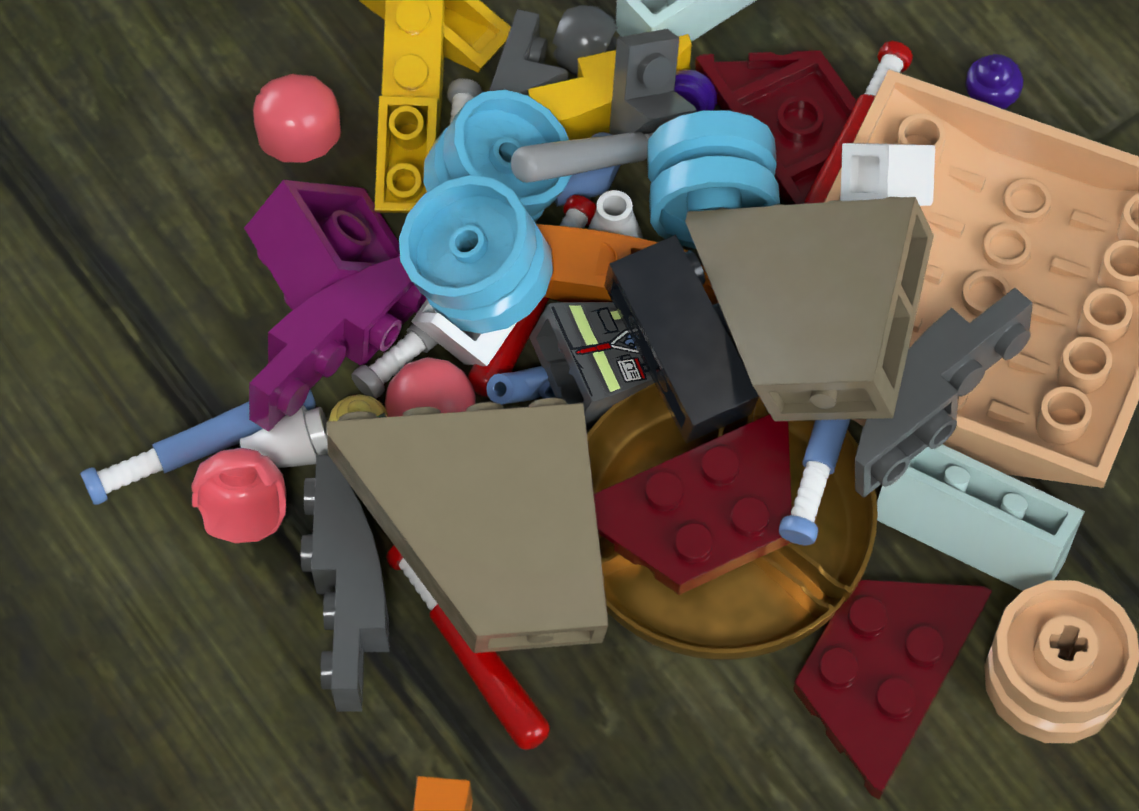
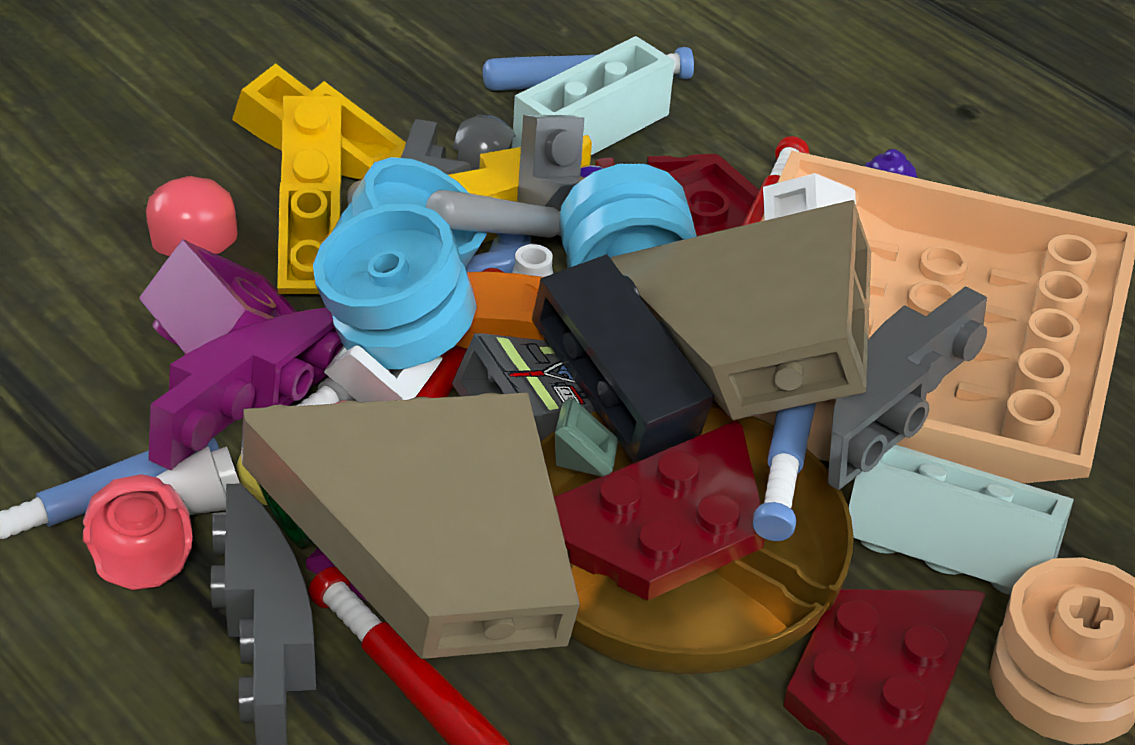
camera: 10 degrees left, 20 degrees down
(640, 426) = (583, 441): none -> sand green slope

